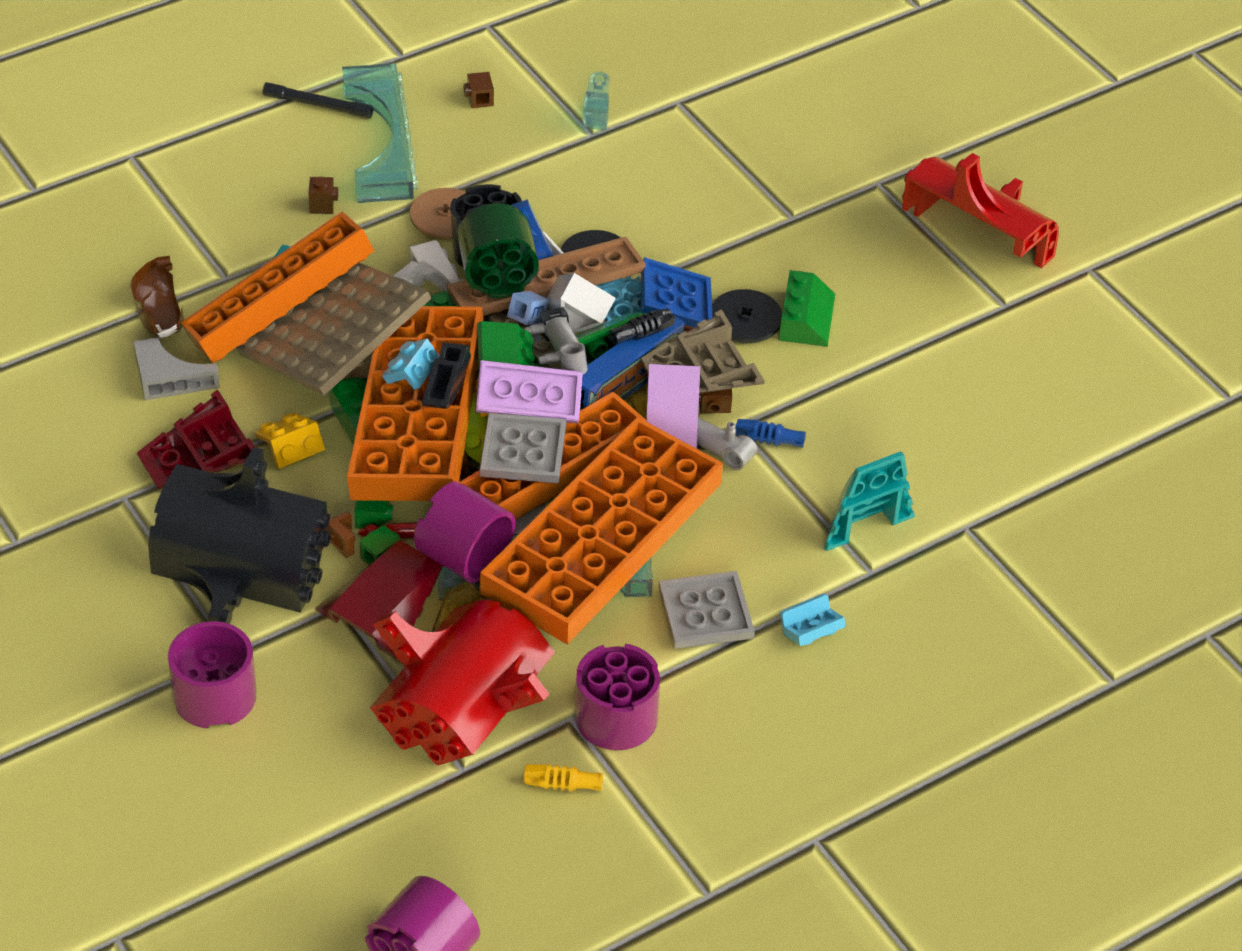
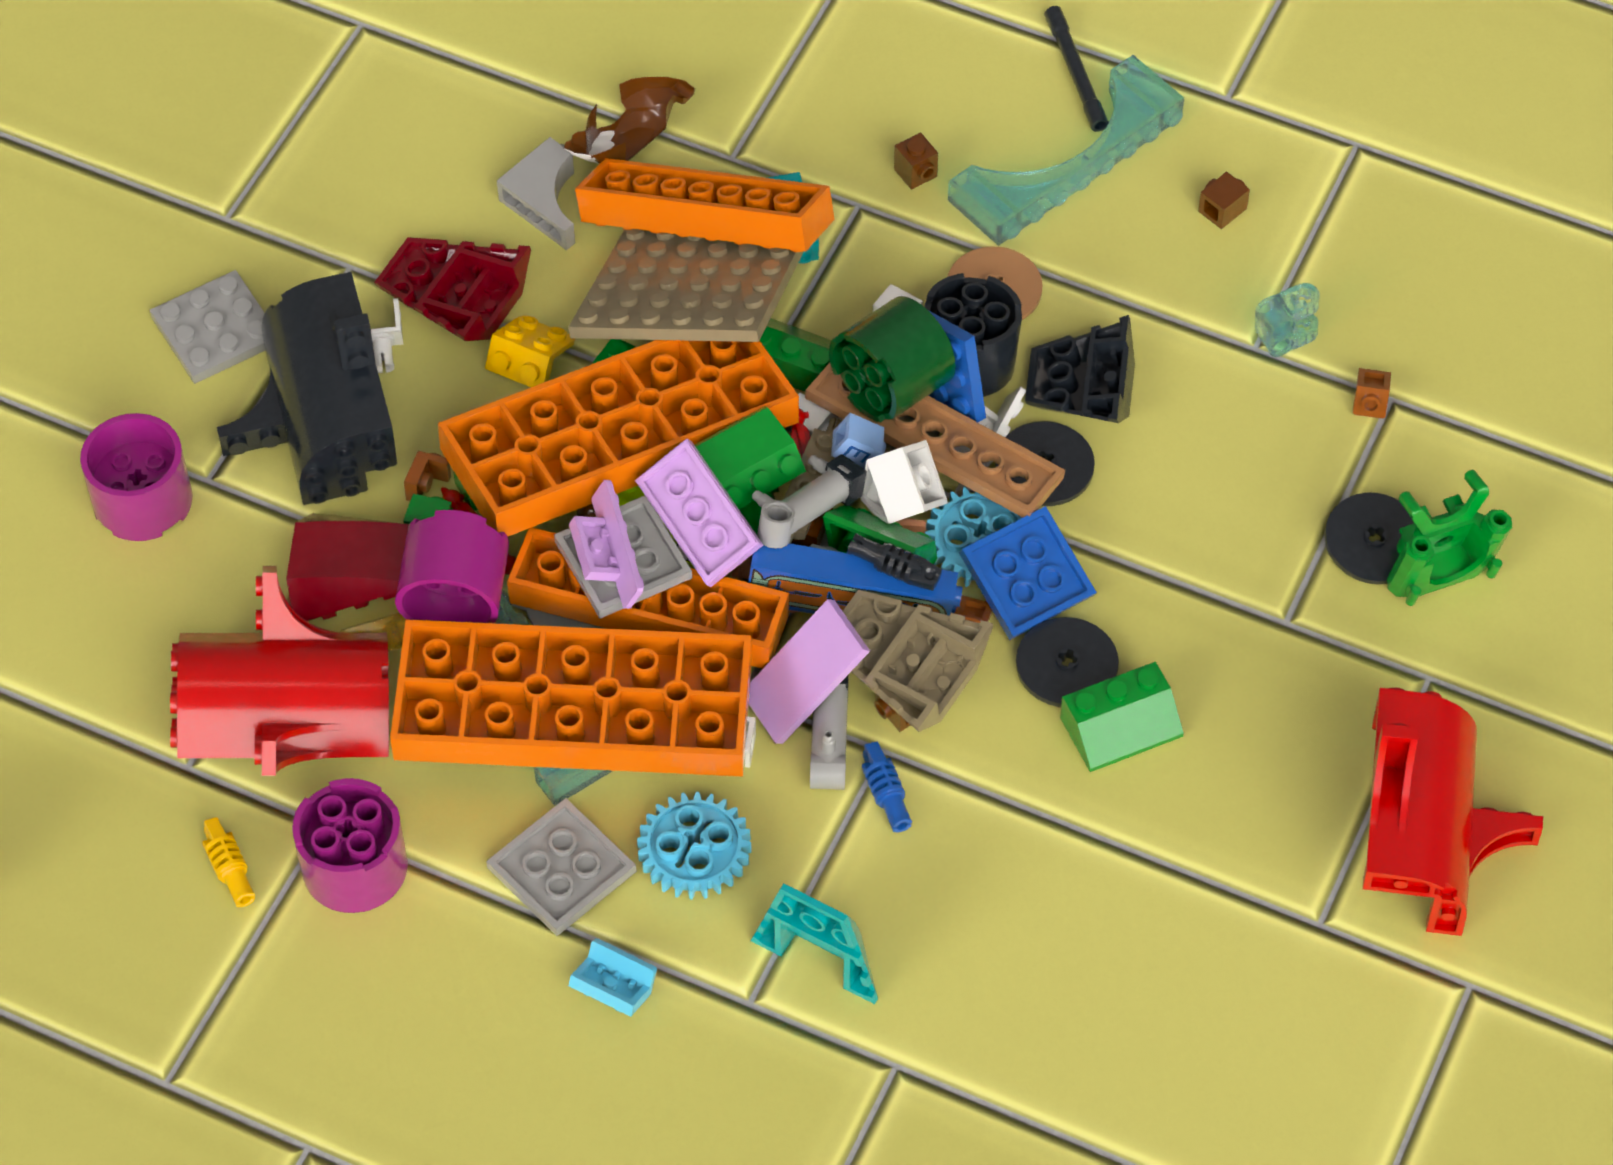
camera: 60 degrees right, 10 degrees up
(106, 588) = (212, 326): none -> light grey plate
(411, 273) = (845, 313): white bracket -> none
(412, 363) = (645, 384): medium azure bracket -> none
(447, 375) = (643, 423): black slope -> none
(520, 441) = (605, 546): none -> lavender bracket
(557, 201) = (1085, 373): none -> black wedge
(673, 101) = (1372, 393): none -> dark orange bracket
(742, 538) = (668, 831): none -> medium azure gear
(769, 154) = (1349, 533): none -> black piece
(809, 126) = (1448, 546): none -> green piece

